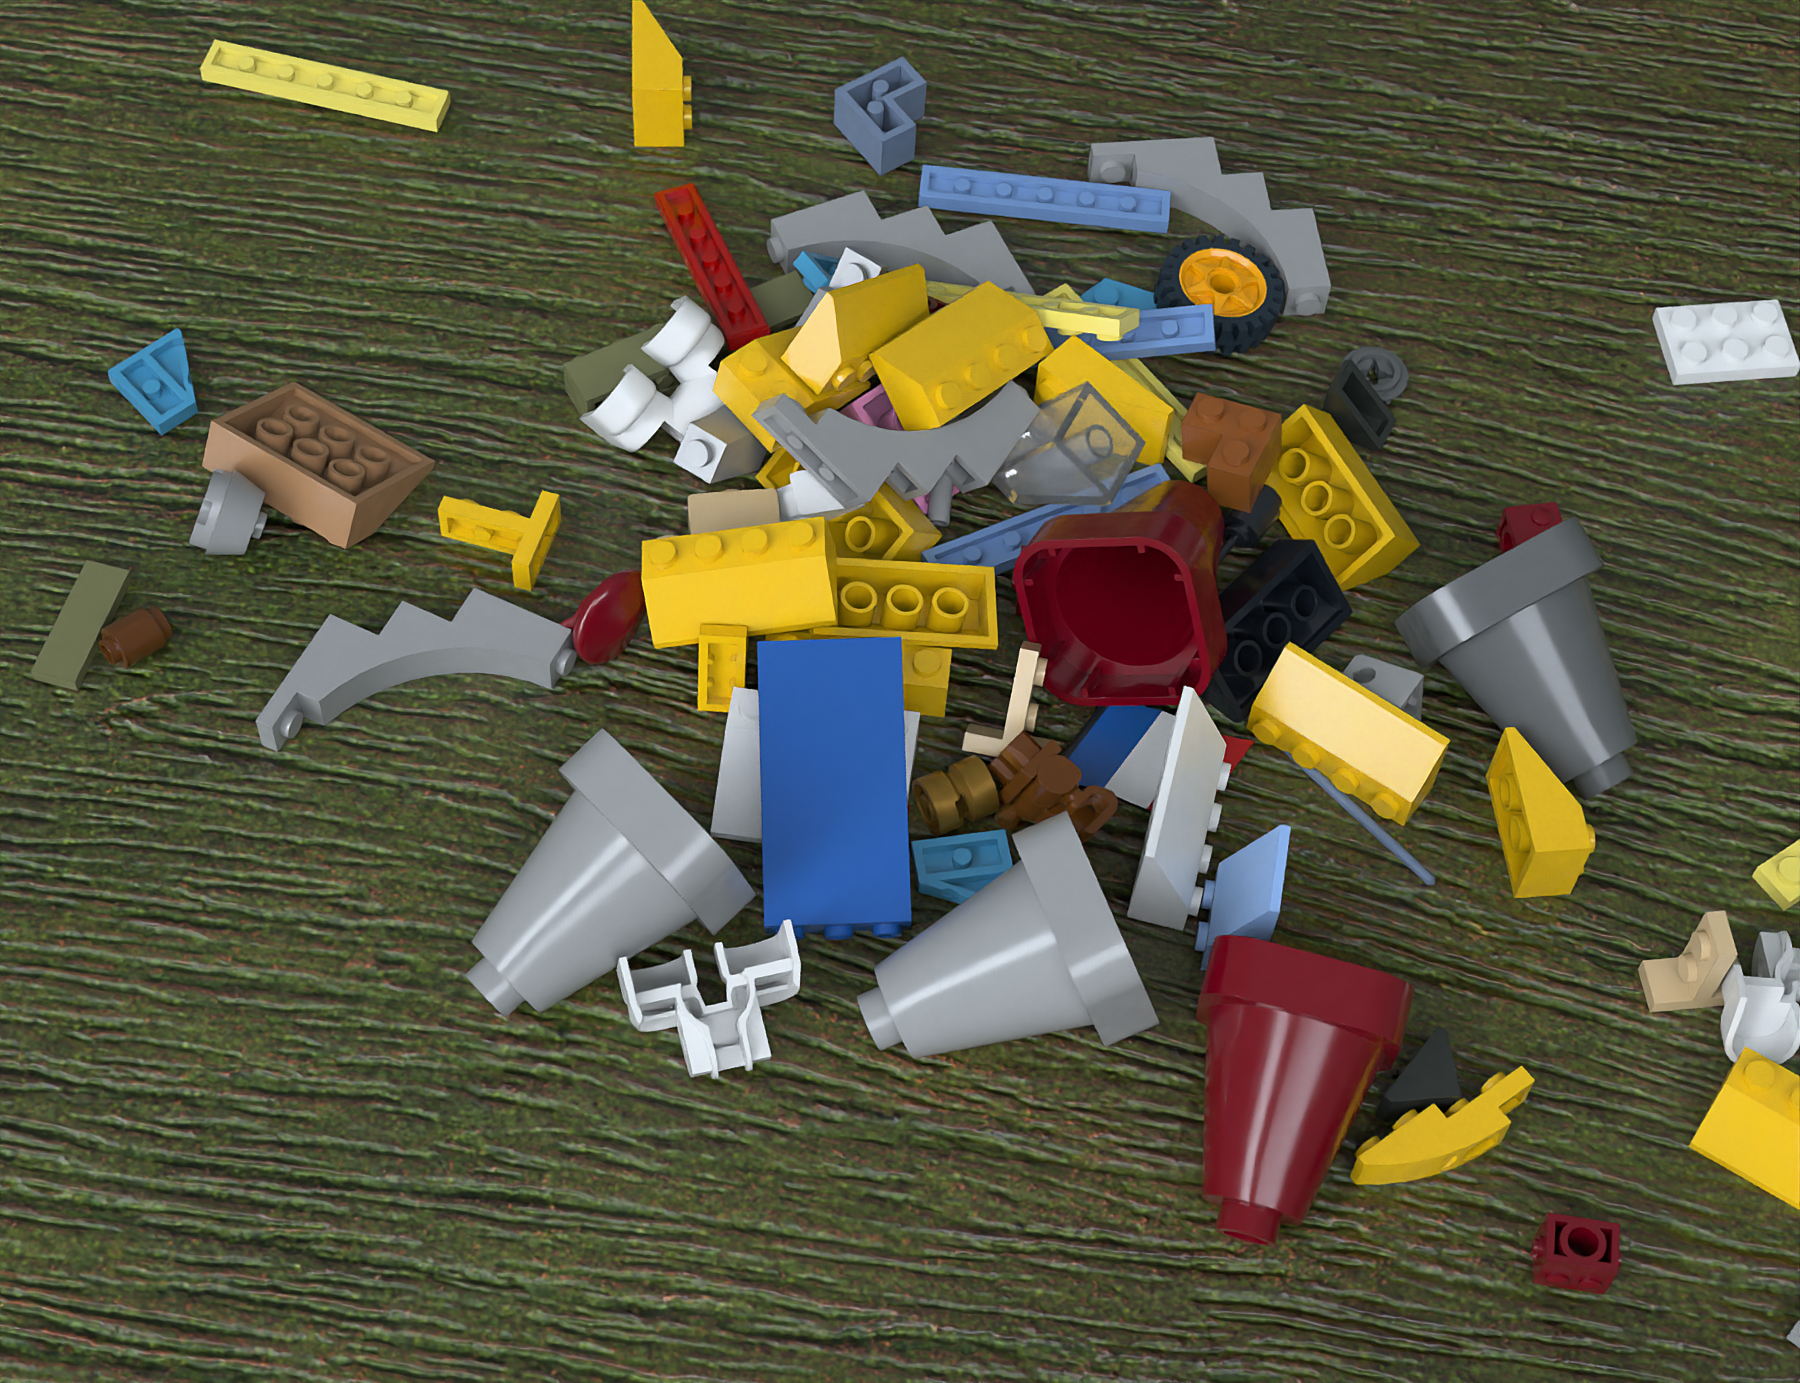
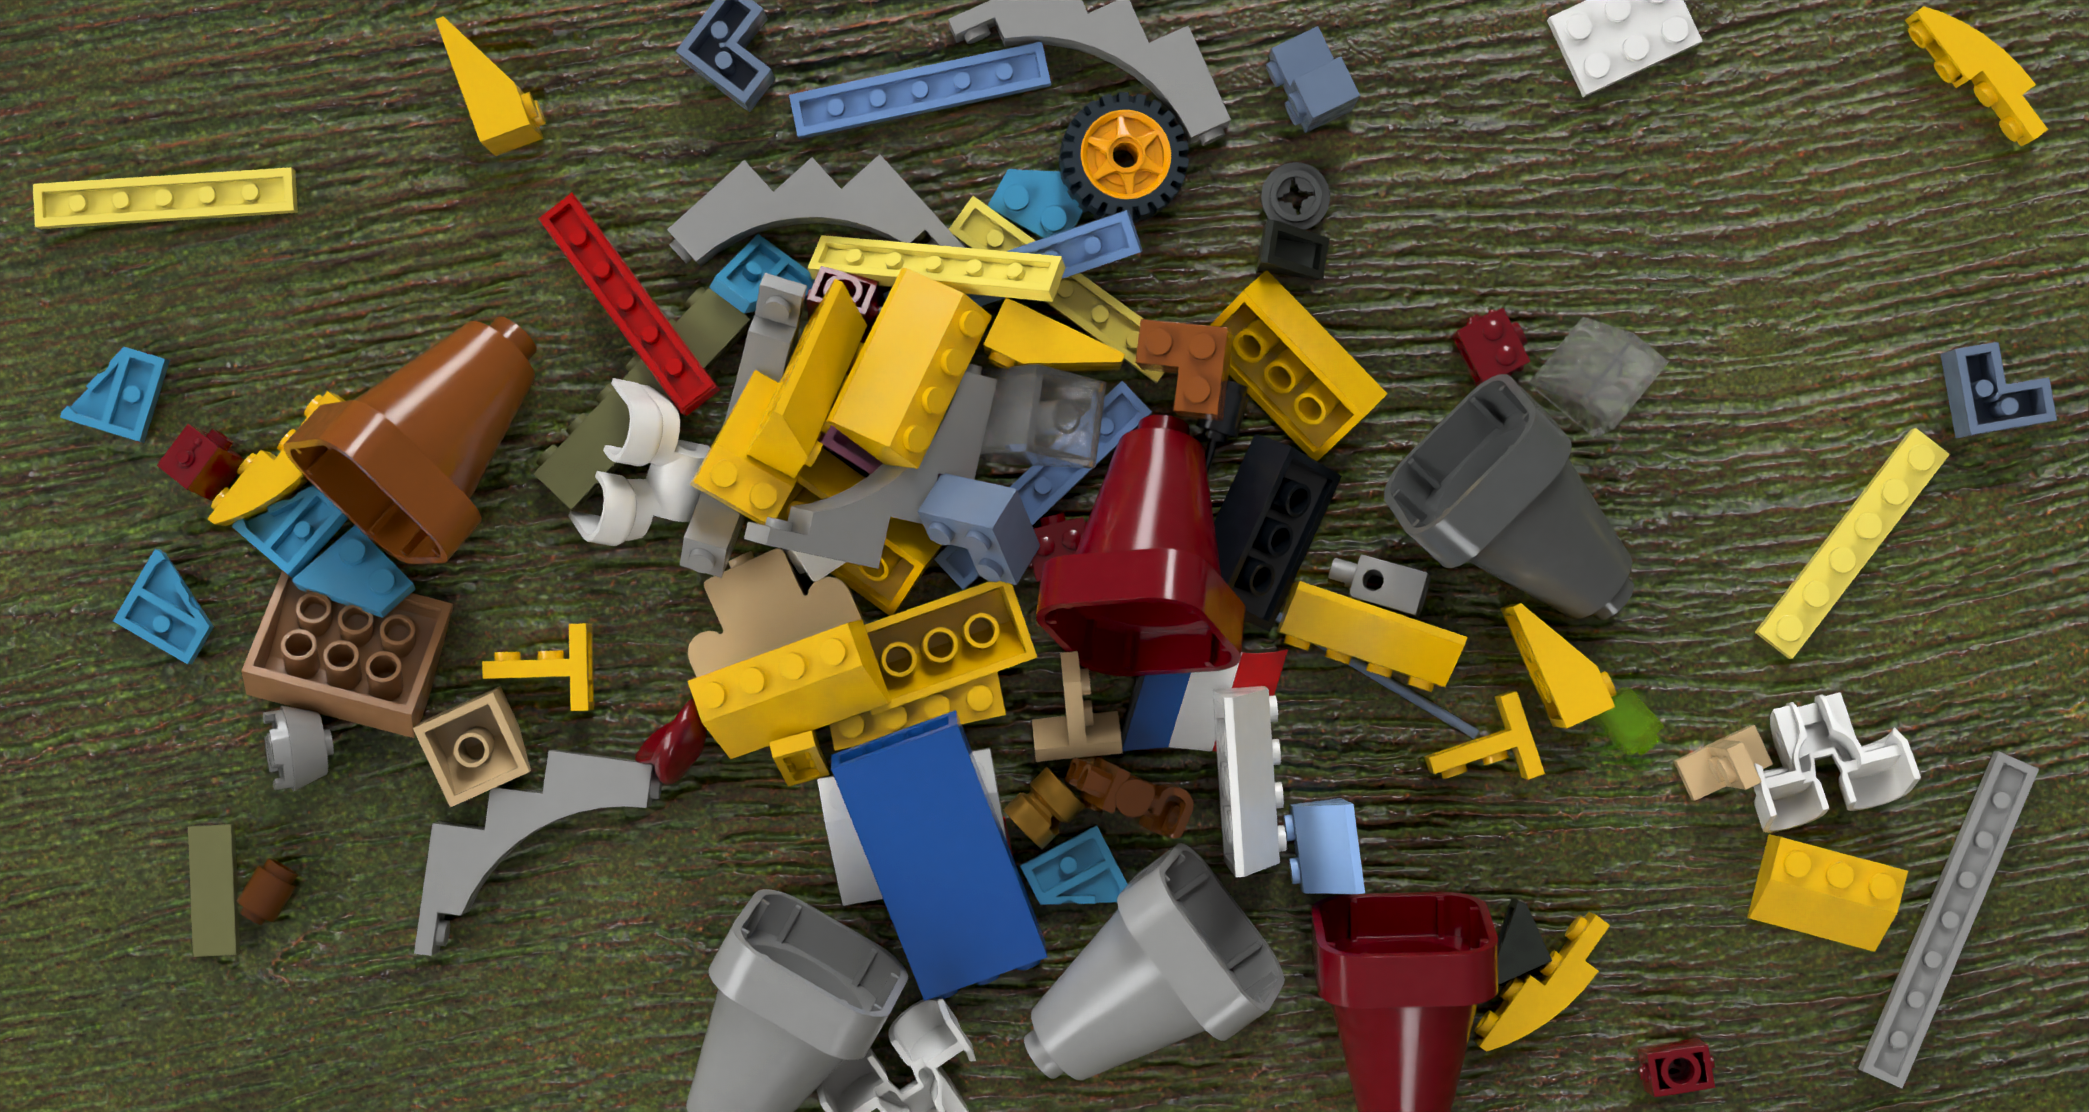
camera: 15 degrees left, 30 degrees up
(209, 212) = (122, 395): none -> dark azure wing
(257, 271) = (201, 461): none -> dark red head
(317, 354) = (293, 529): none -> dark azure wing
(319, 310) = (263, 479): none -> yellow slope
(356, 403) = (356, 574): none -> dark azure wing
(401, 558) = (474, 746): none -> tan slope
(457, 290) = (420, 441): none -> dark orange cone
(993, 505) = (985, 521): none -> sand blue brick
(1419, 287) = (1313, 80): none -> sand blue brick
(1444, 883) = (1493, 746): none -> yellow bracket
(1598, 905) = (1630, 723): none -> clear neon green brick
(1650, 589) = (1598, 374): none -> clear slope

